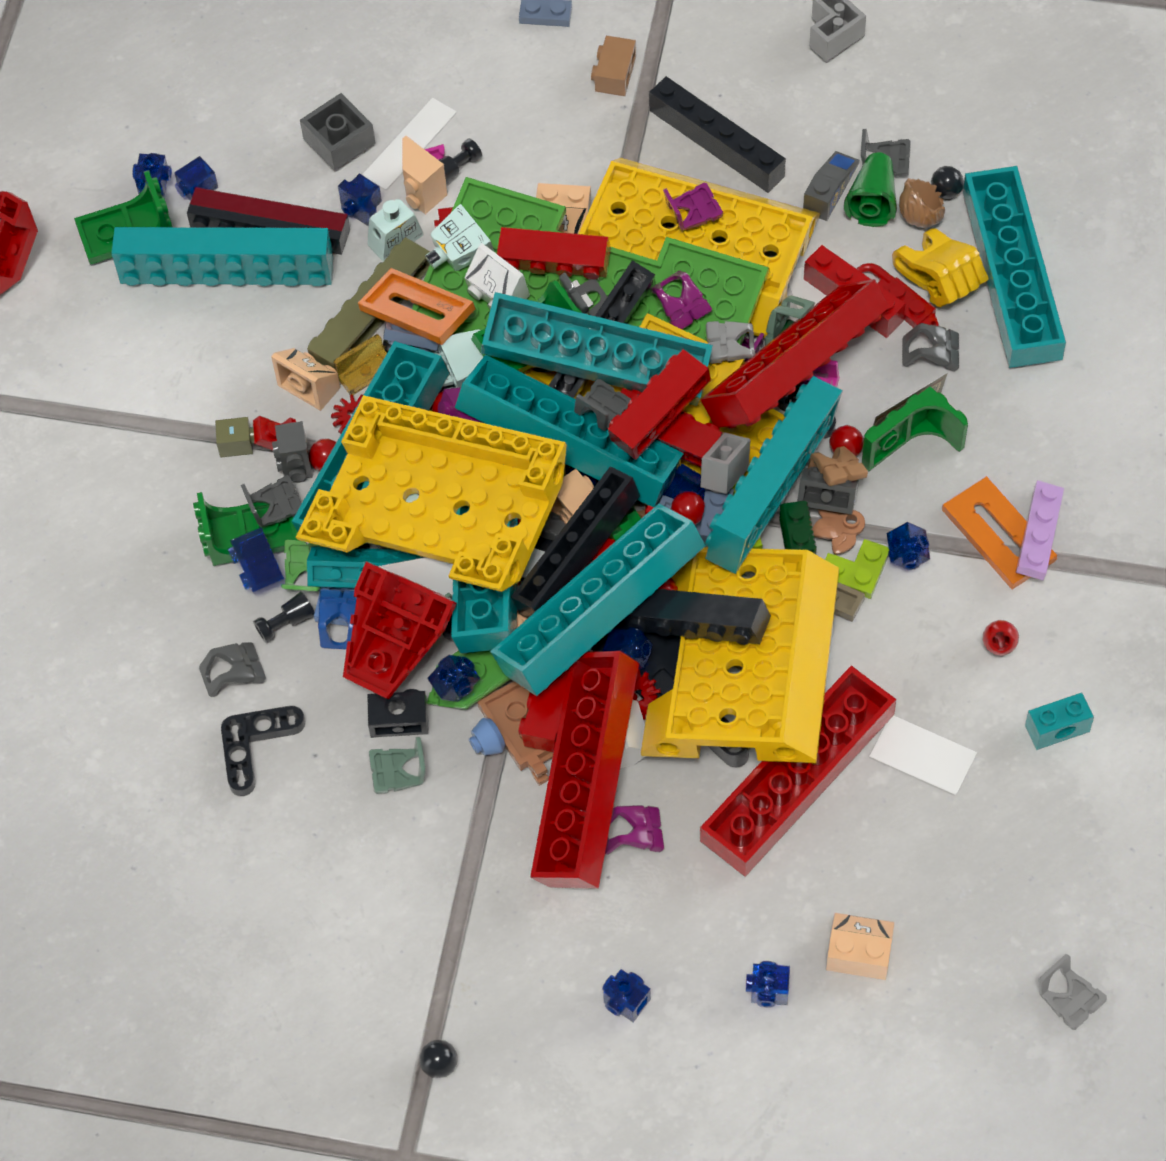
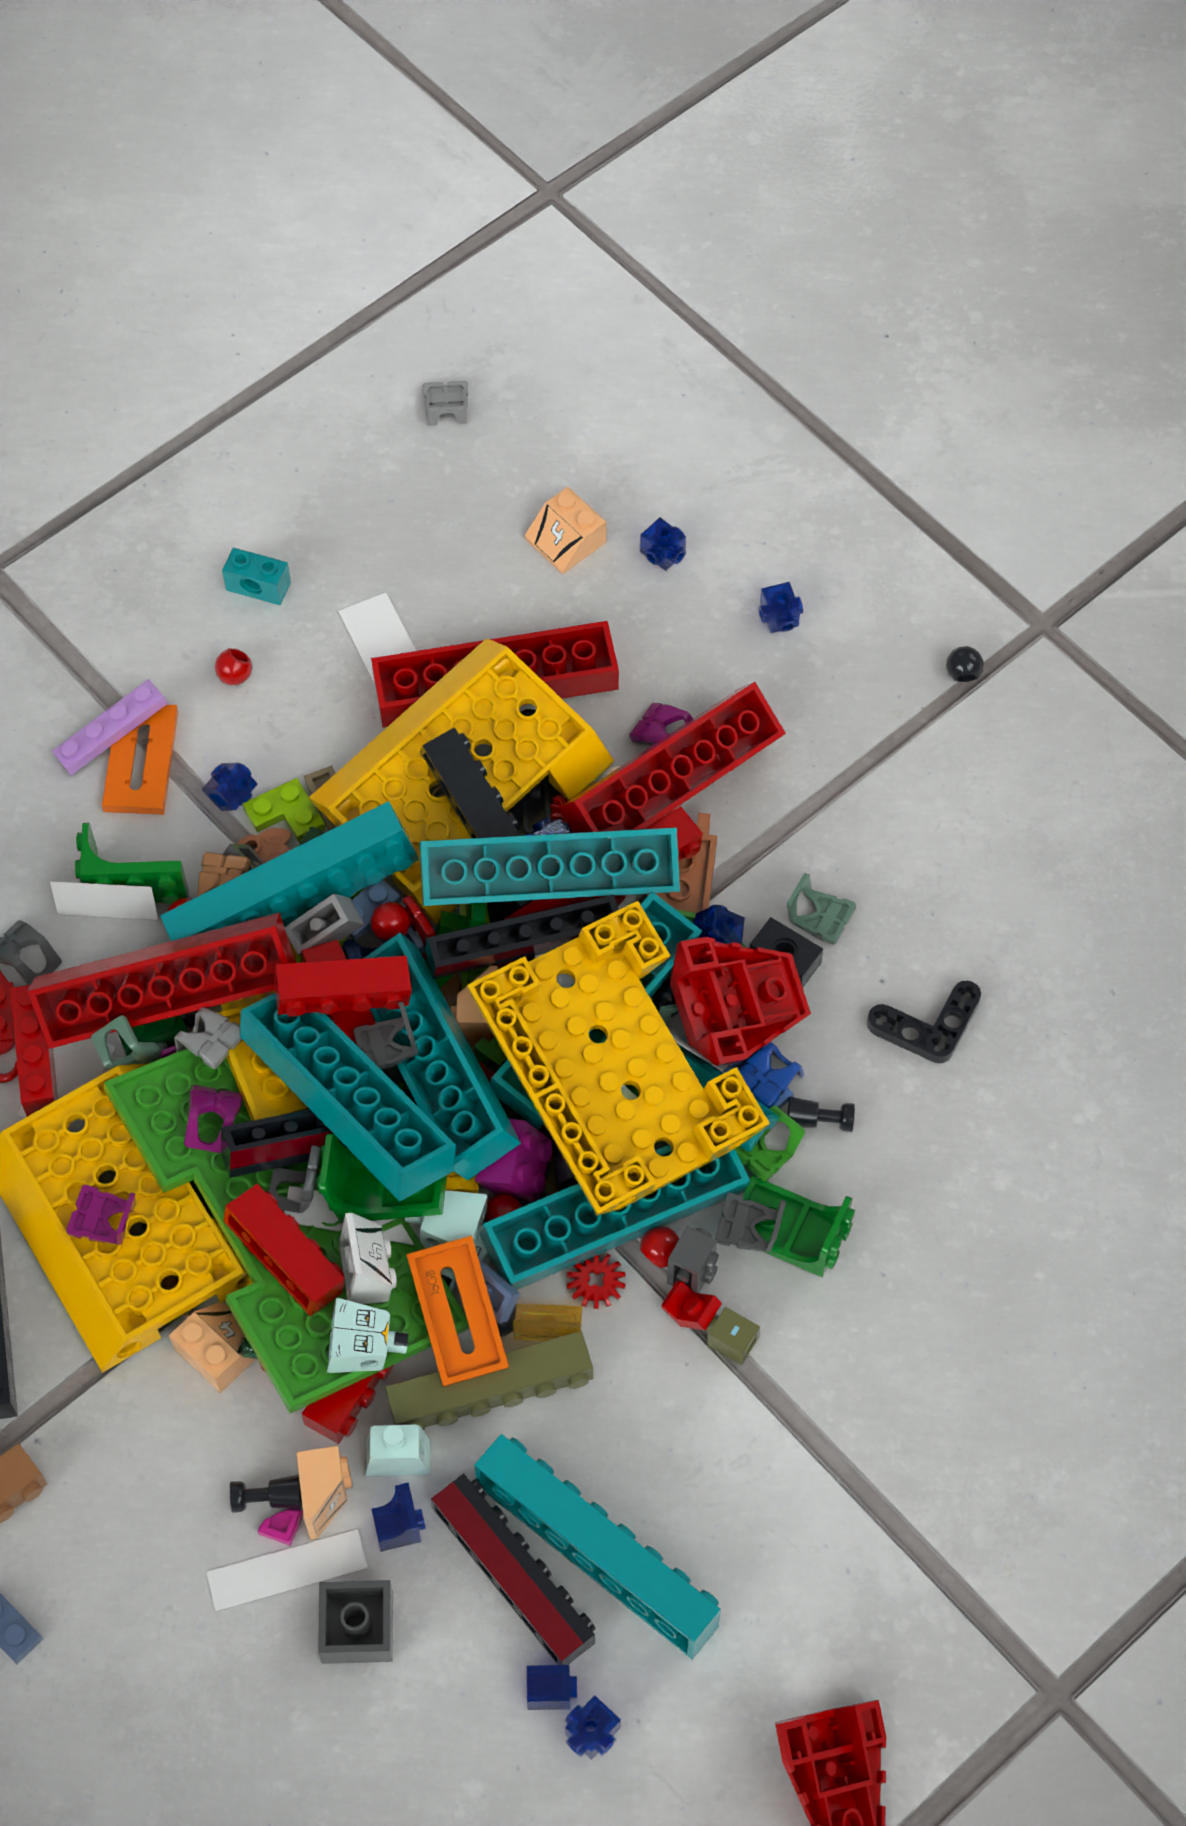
camera: 145 degrees left, 0 degrees up
(144, 210) = (667, 1684): green bracket -> none
(244, 666) = (888, 1102): dark grey piece -> none
(256, 560) = (810, 1175): clear blue brick -> none
(305, 377) = (614, 1343): light nougat slope -> none
(487, 738) = (725, 879): medium blue cone -> none

